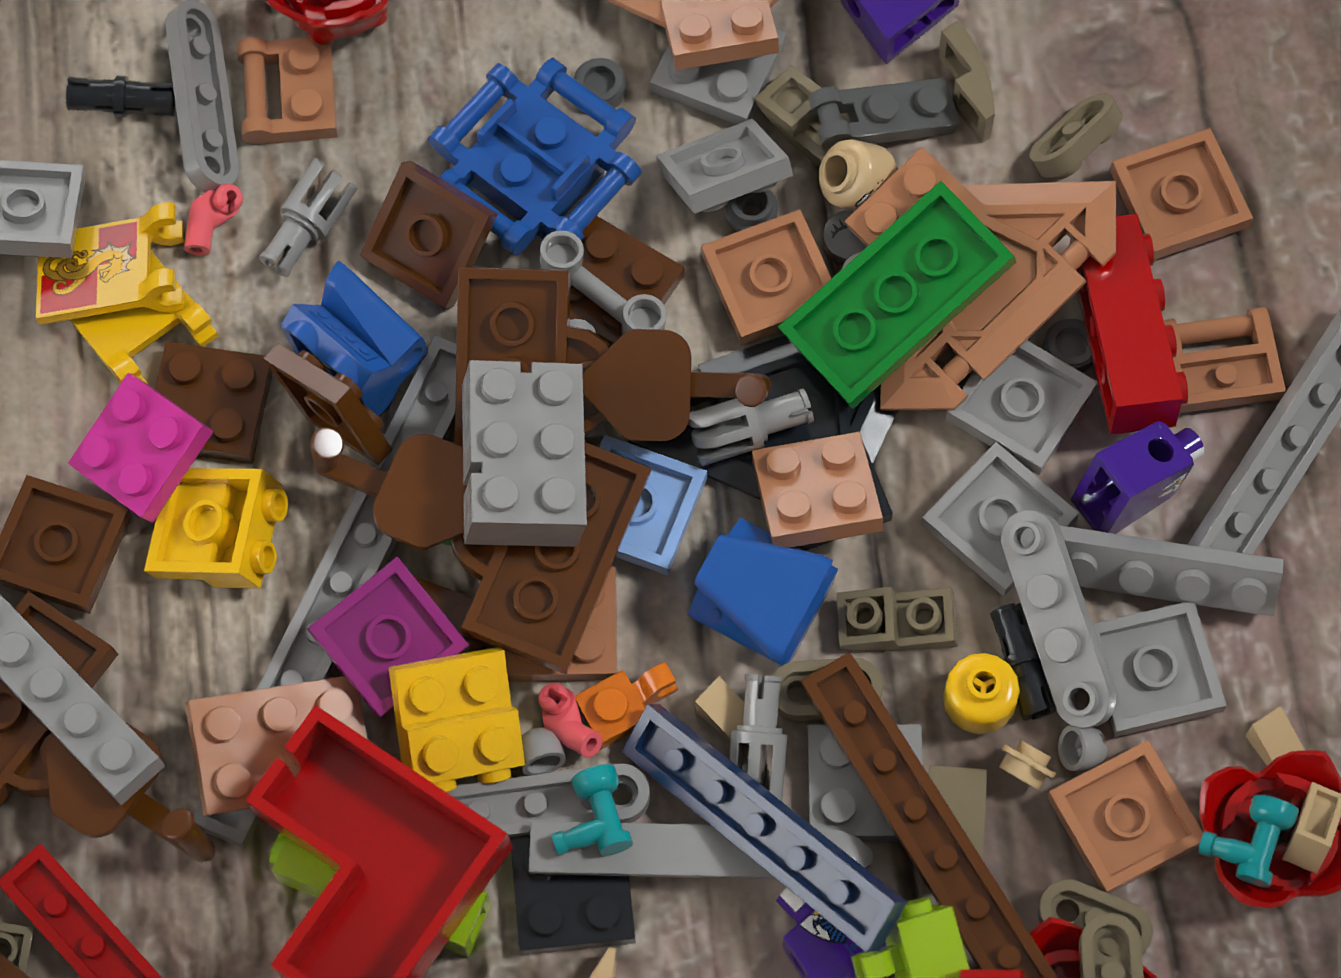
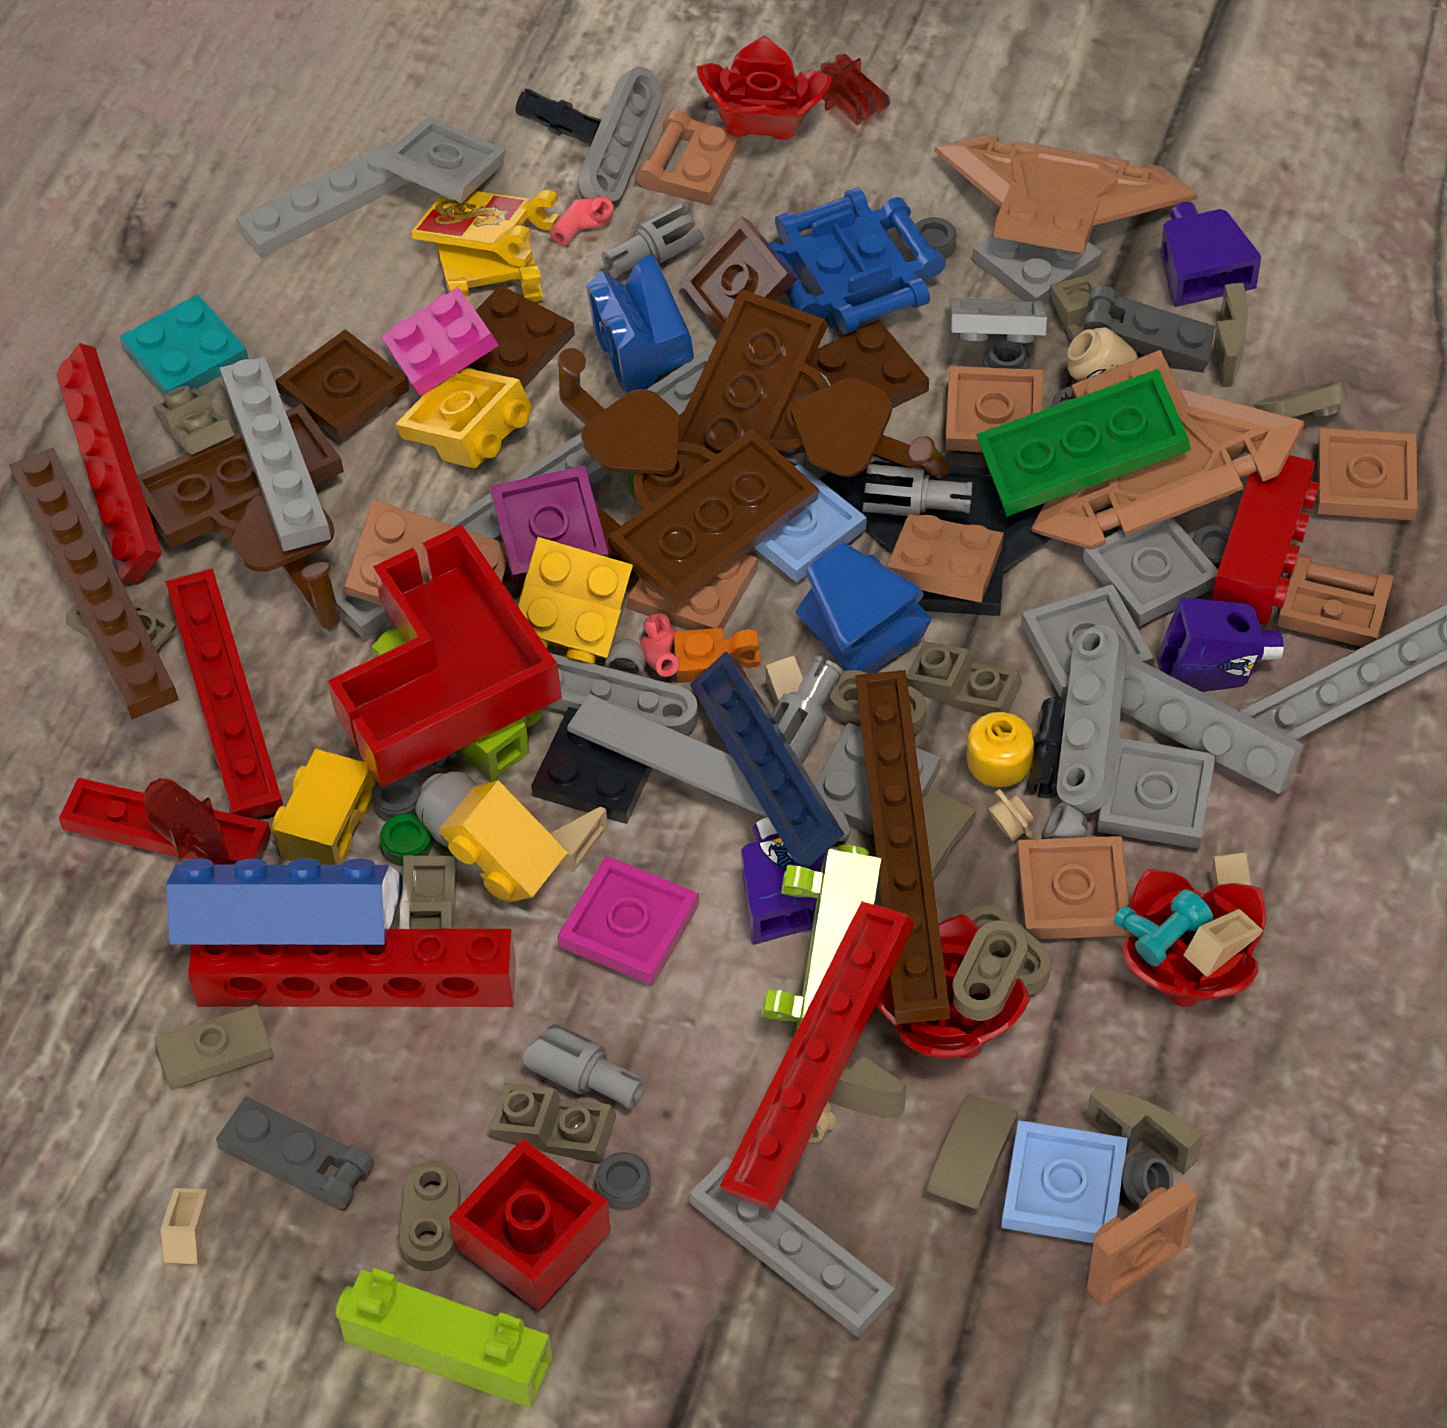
camera: 25 degrees right, 15 degrees down
(329, 401) = (598, 343): reddish brown plate -> none
(530, 454) = (718, 426): light grey piece -> none
(565, 252) = (835, 344): light grey bar -> none
(606, 831) = (653, 686): teal piece -> none

